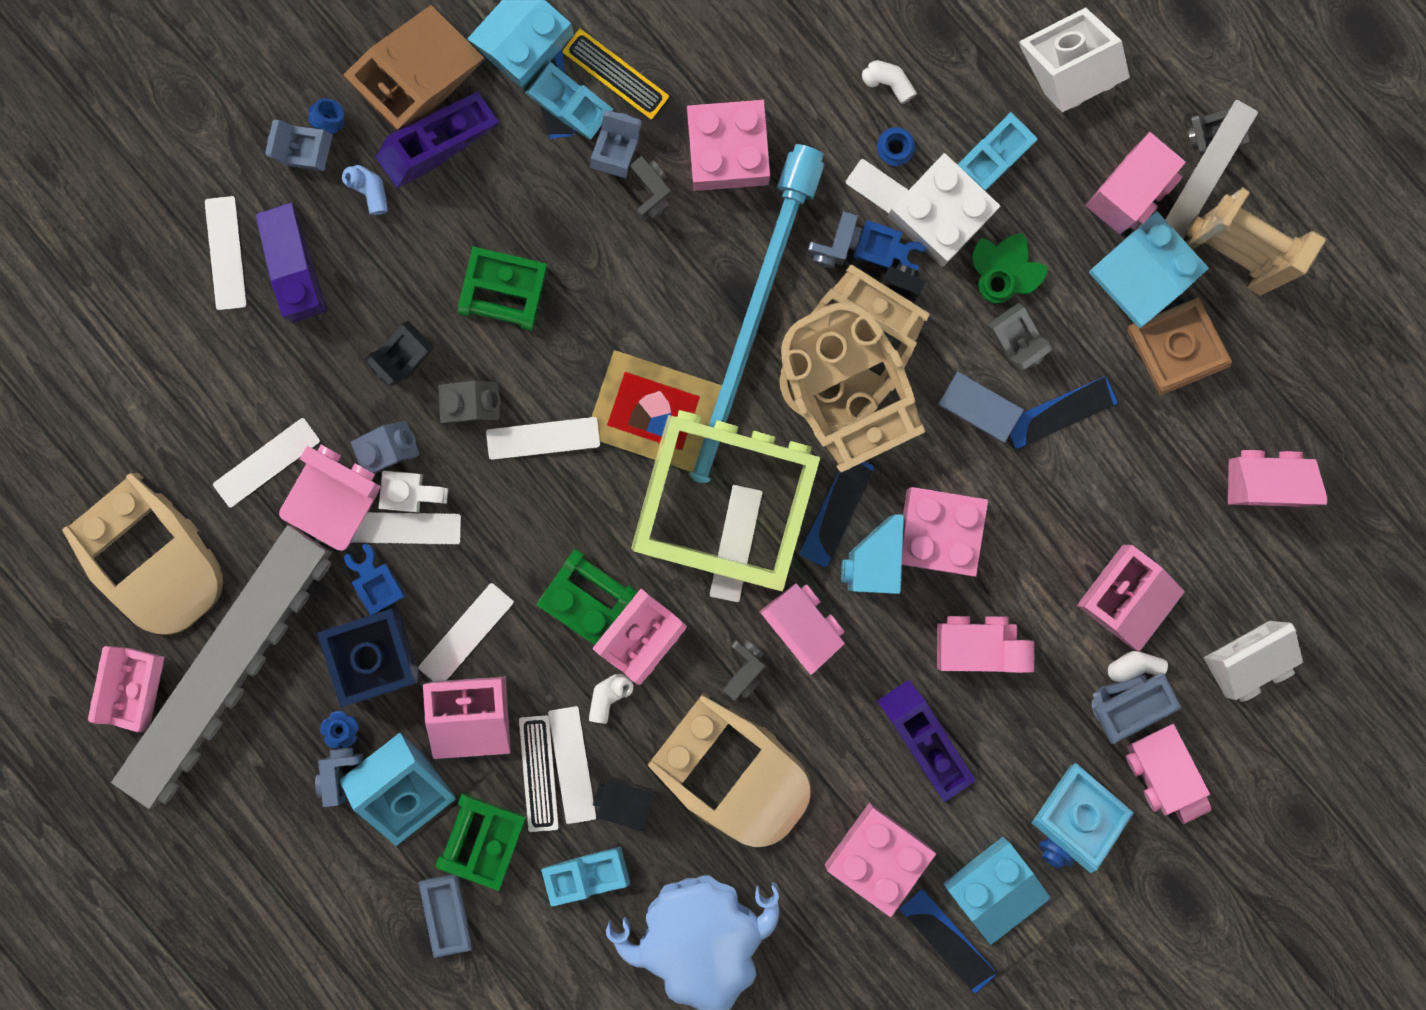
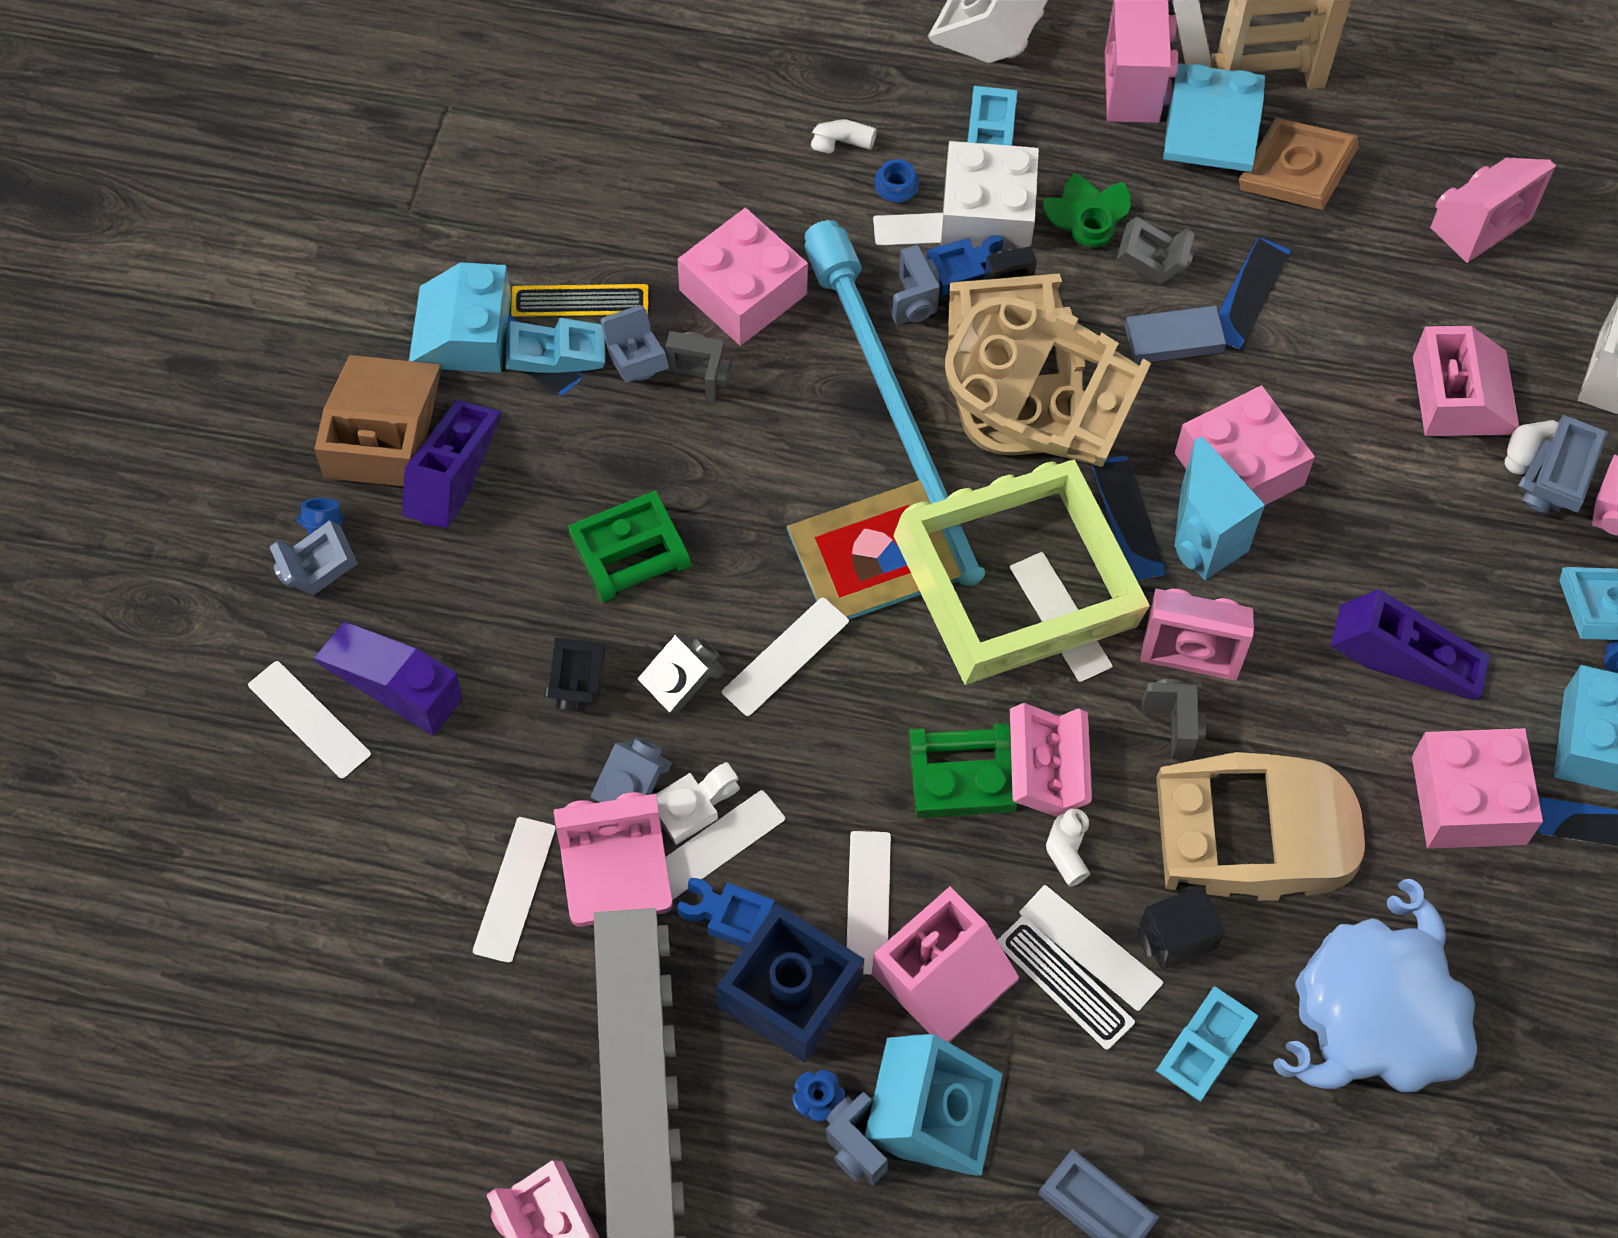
camera: 35 degrees left, 25 degrees down
(173, 584) = (507, 1096): tan slope -> none
(368, 184) = (414, 550): light blue arm -> none
(492, 847) = (1084, 1085): green plate -> none
(982, 646) = (1378, 526): bright pink hinge -> none

